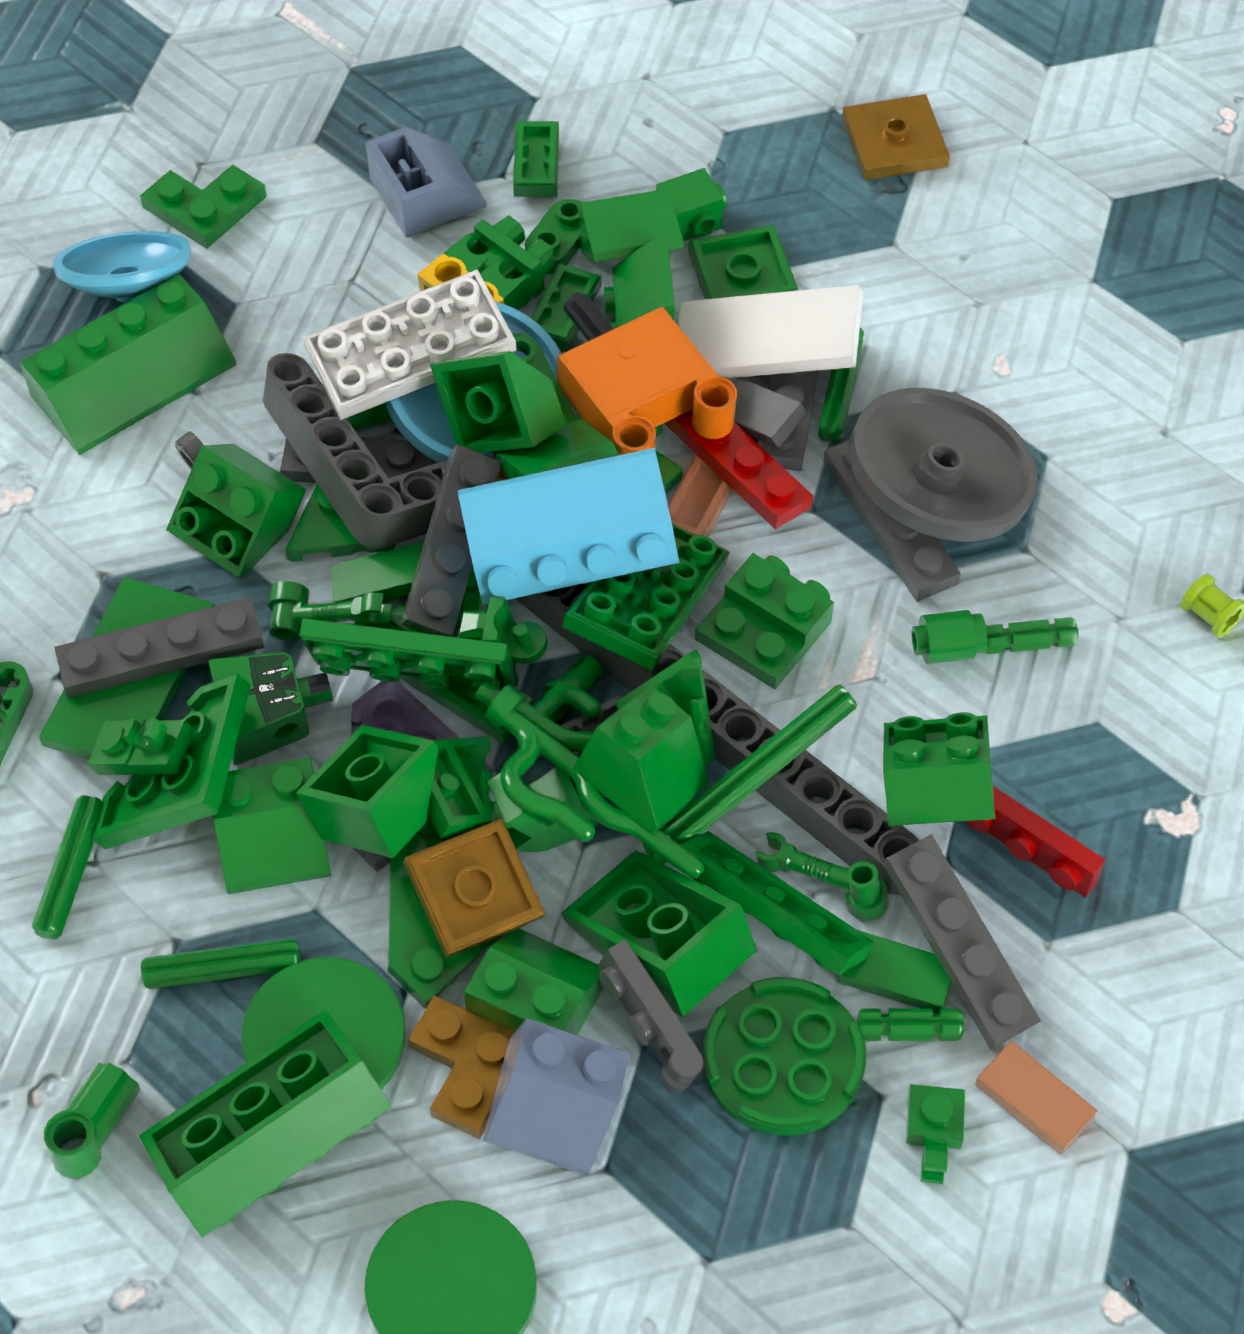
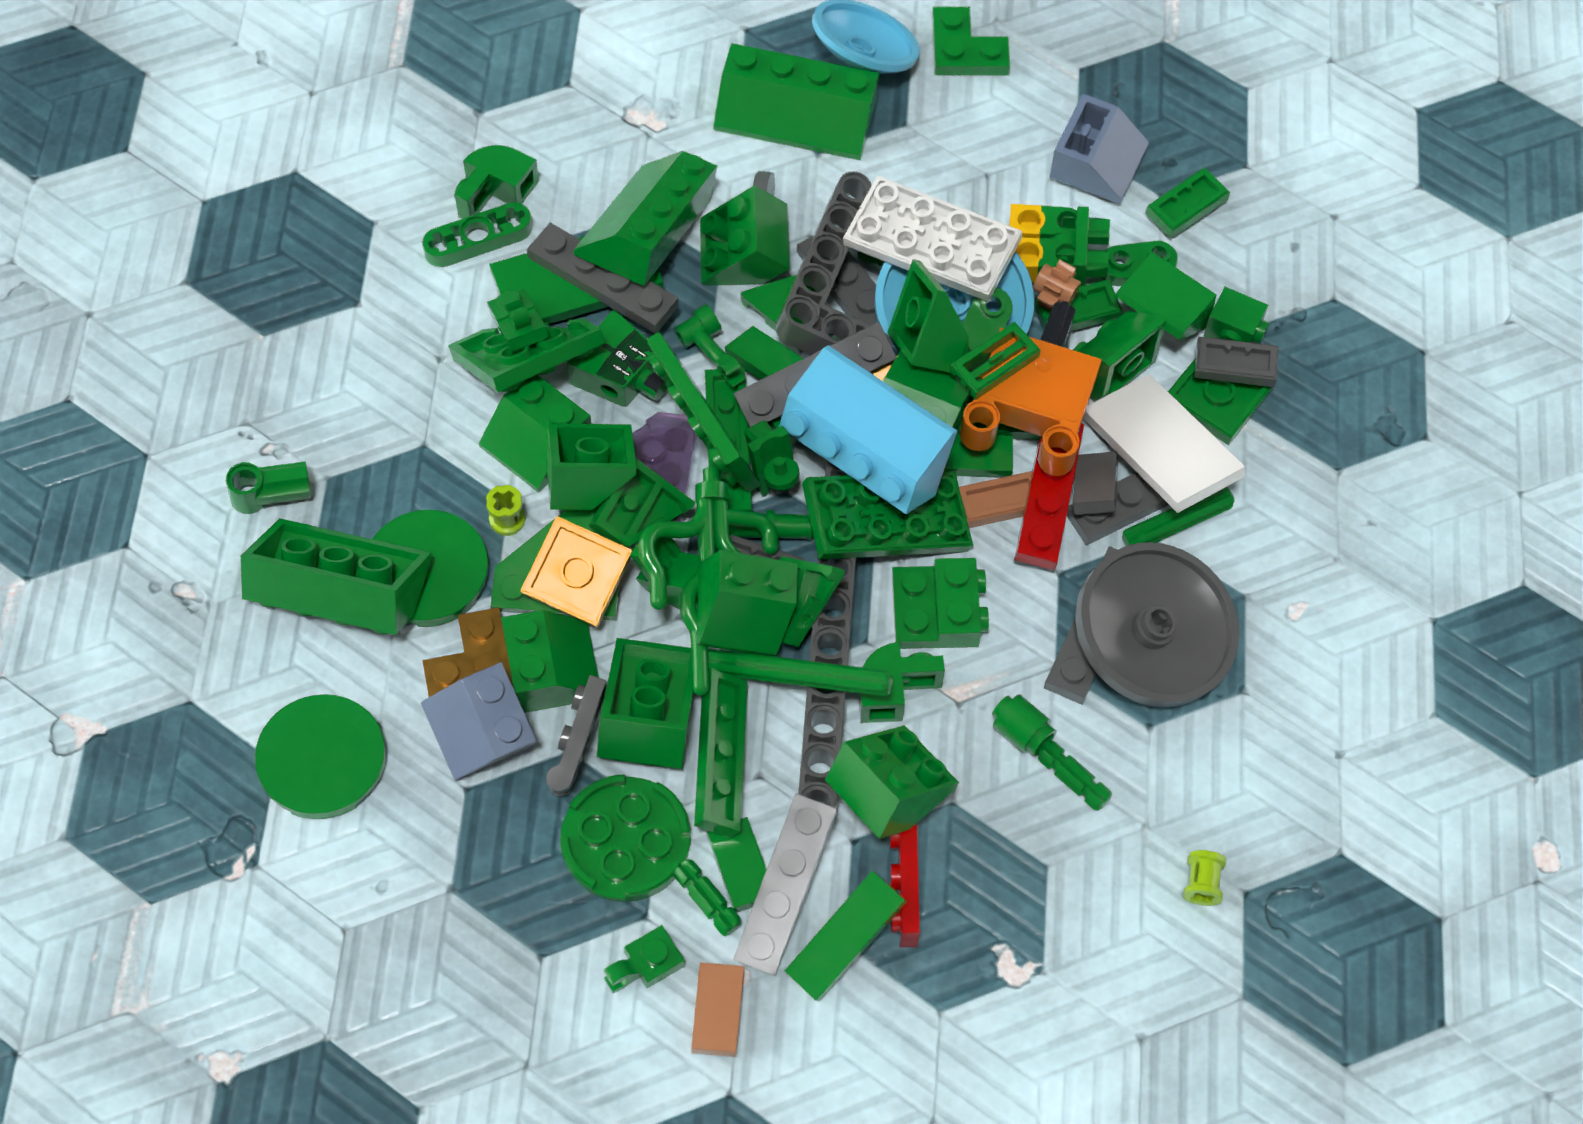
camera: 50 degrees right, 5 degrees up
(67, 869) = (419, 349): green axle -> none
(135, 558) = (649, 216): none -> green slope
(219, 963) = (426, 476): green axle -> none
(330, 897) = (505, 510): none -> lime bush
(540, 295) = (1056, 284): none -> nougat gear
(590, 411) = (969, 379): none -> green tile
(734, 230) = (1236, 361): none -> dark grey plate
(802, 692) = (909, 673): none -> green brick
(863, 889) = (778, 791): green brick -> none
(895, 137) = (1434, 405): pearl gold plate -> none
(1055, 926) = (845, 936): none -> green tile

